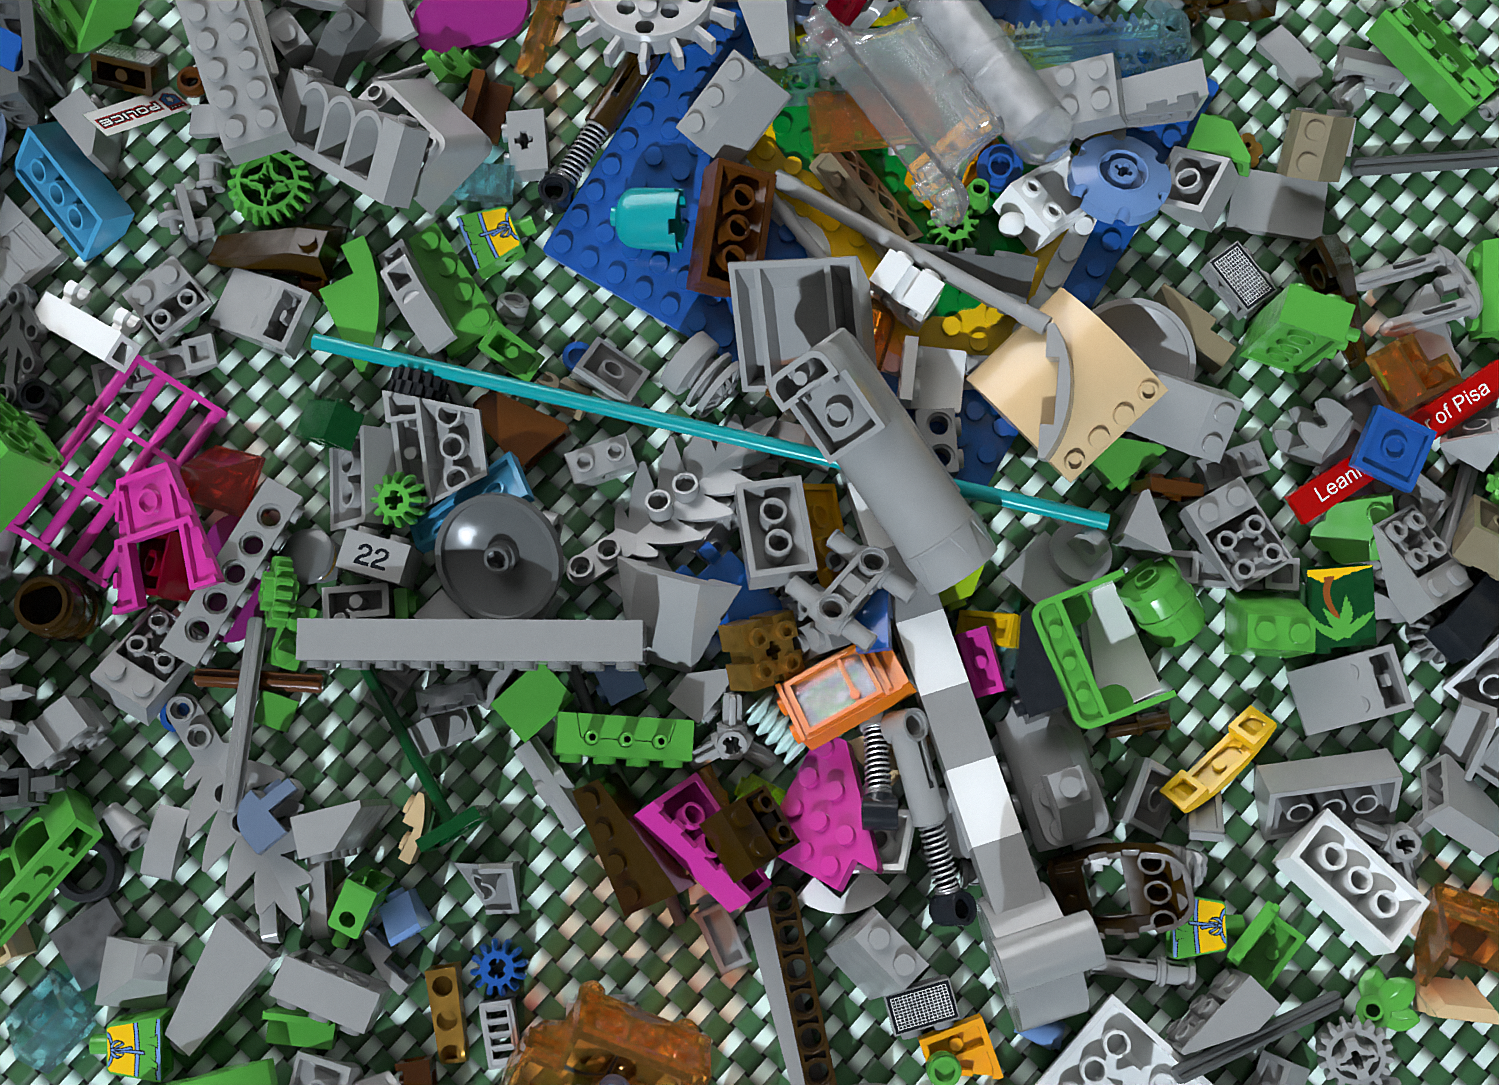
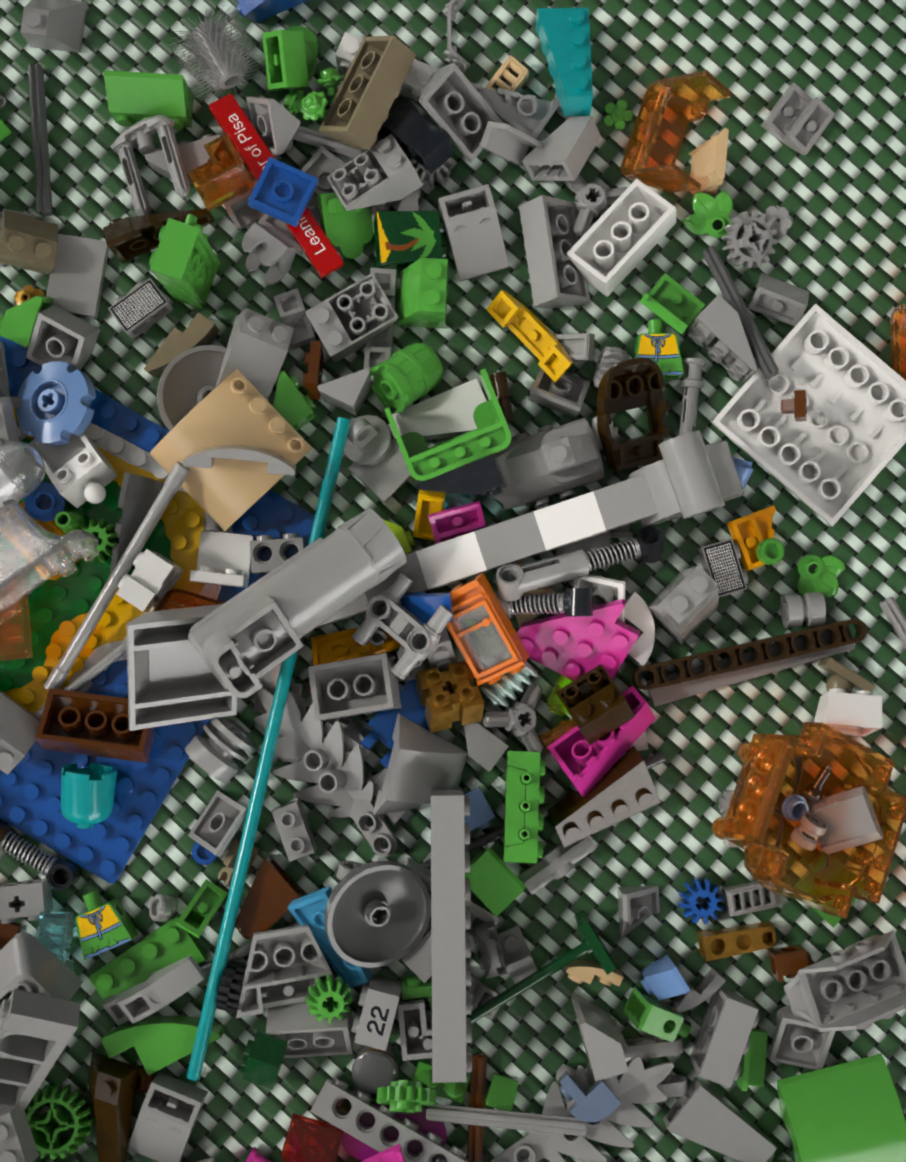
camera: 90 degrees left, 5 degrees up
(722, 938) = (674, 723): light grey tile -> none
(846, 187) = (60, 629): dark tan fence -> none

